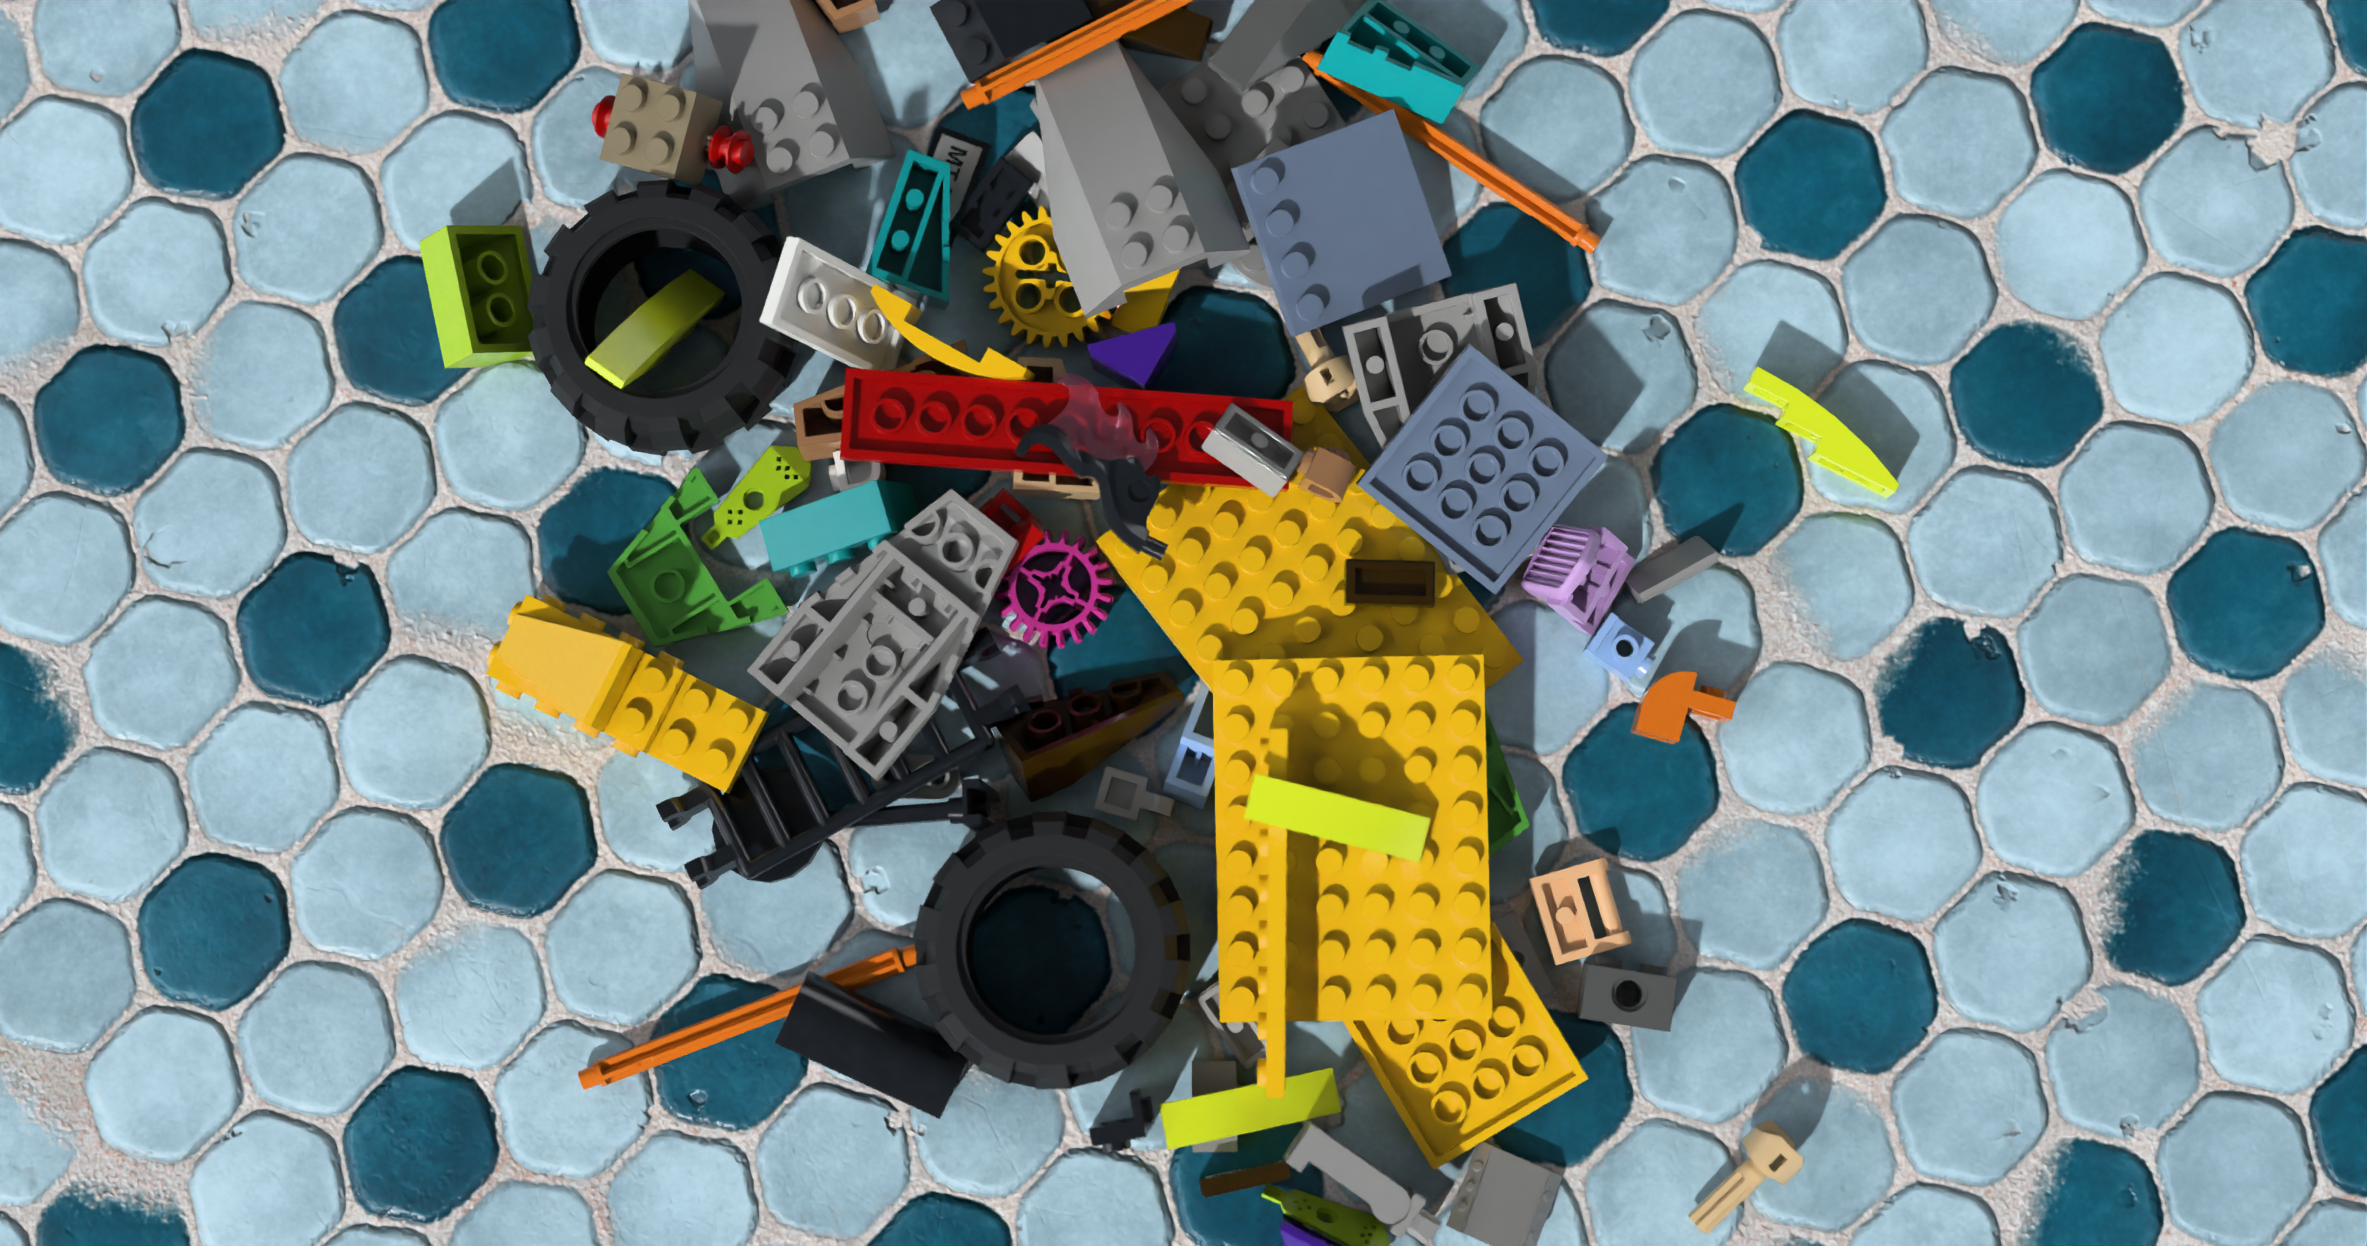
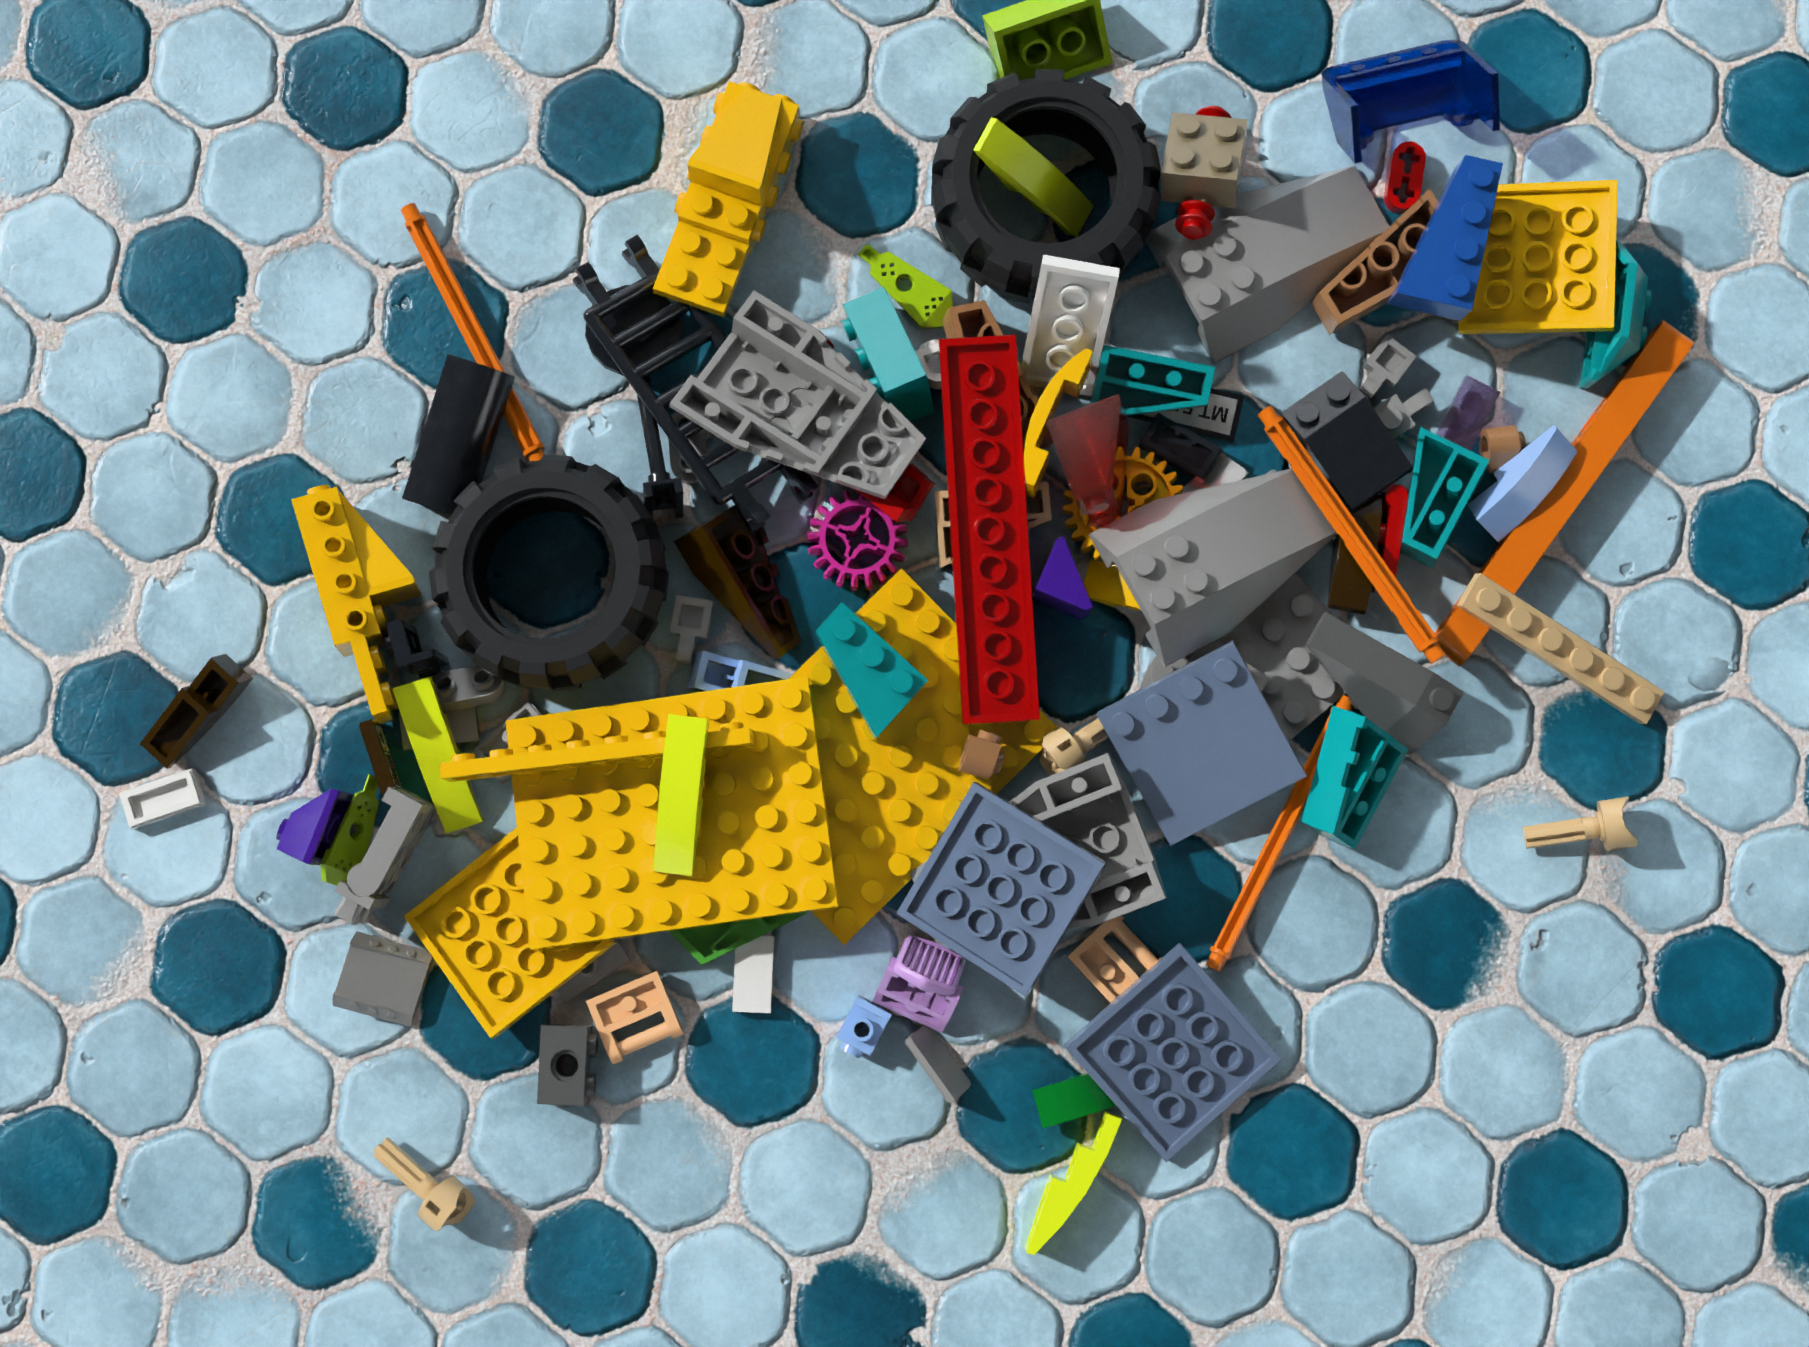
camera: 75 degrees right, 0 degrees up
(670, 583) = (823, 225): bright green wing -> none
(998, 302) = (1094, 457): none -> clear red slope
(1029, 1162) = (355, 582): none -> yellow wedge
(1107, 452) = (972, 564): piece -> none
(1174, 1069) = (465, 689): none -> light grey plate
(1213, 586) = (869, 668): none -> teal wedge
(1252, 450) = (991, 688): light grey slope -> none
(1389, 583) = (894, 821): dark brown tile -> none
(1548, 769) = (754, 976): none -> white tile
(1588, 361) = (1103, 965): none -> light nougat plate
(1667, 701) = (822, 1072): orange brick -> none
(1686, 302) = (1172, 1052): none -> sand blue plate
(1726, 420) = (1069, 1100): none -> green slope

